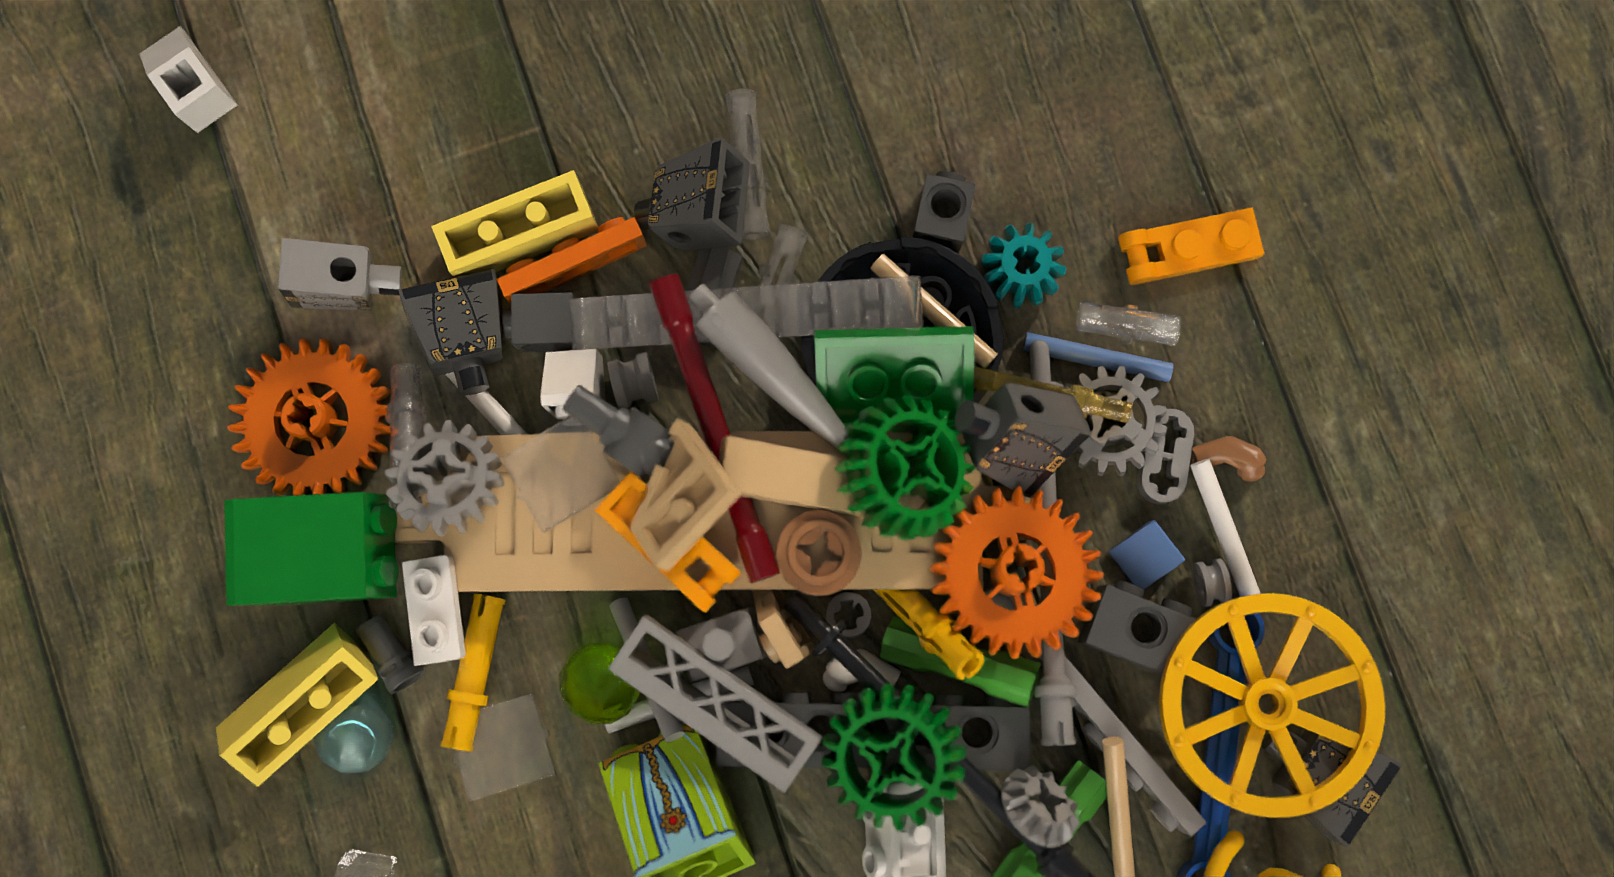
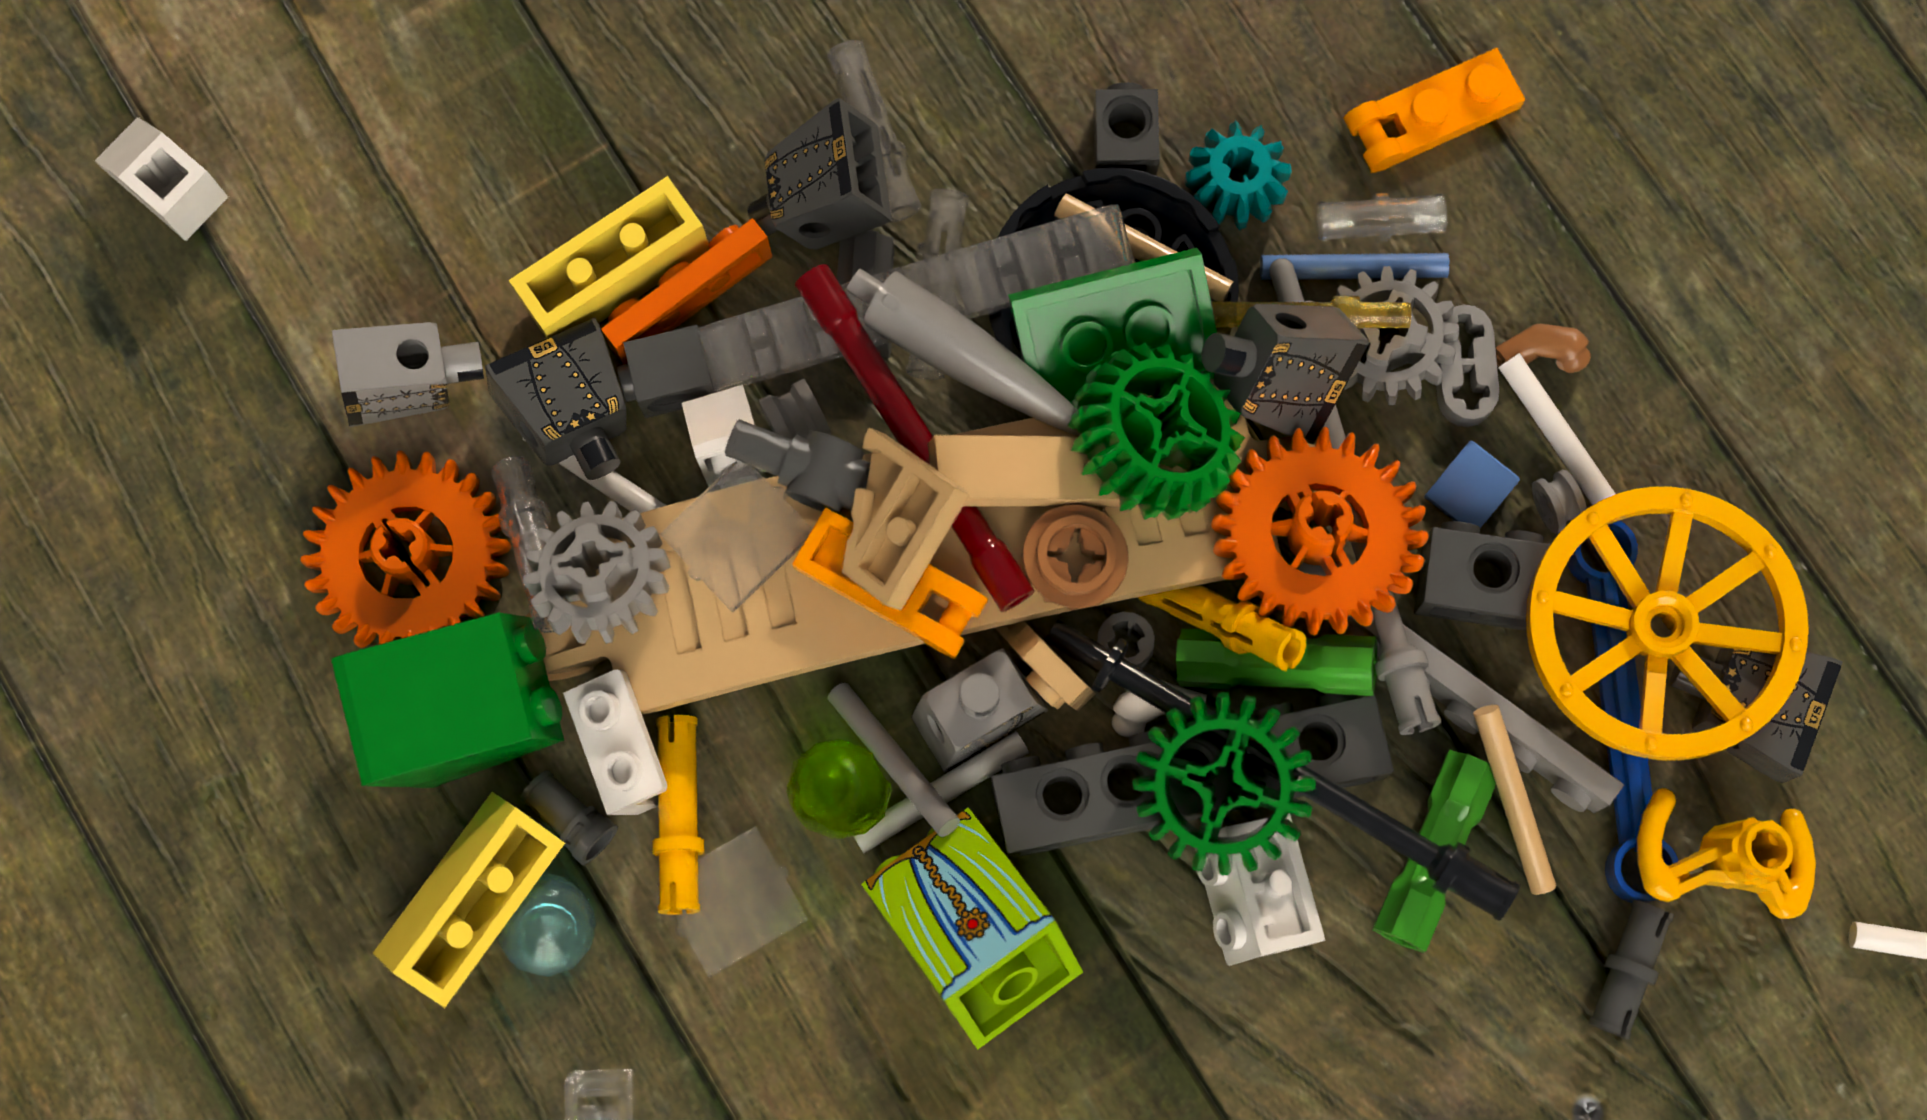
camera: 10 degrees left, 5 degrees down
(707, 713) = (980, 787): light grey fence -> none
(1033, 819) = (1416, 807): light grey gear -> none

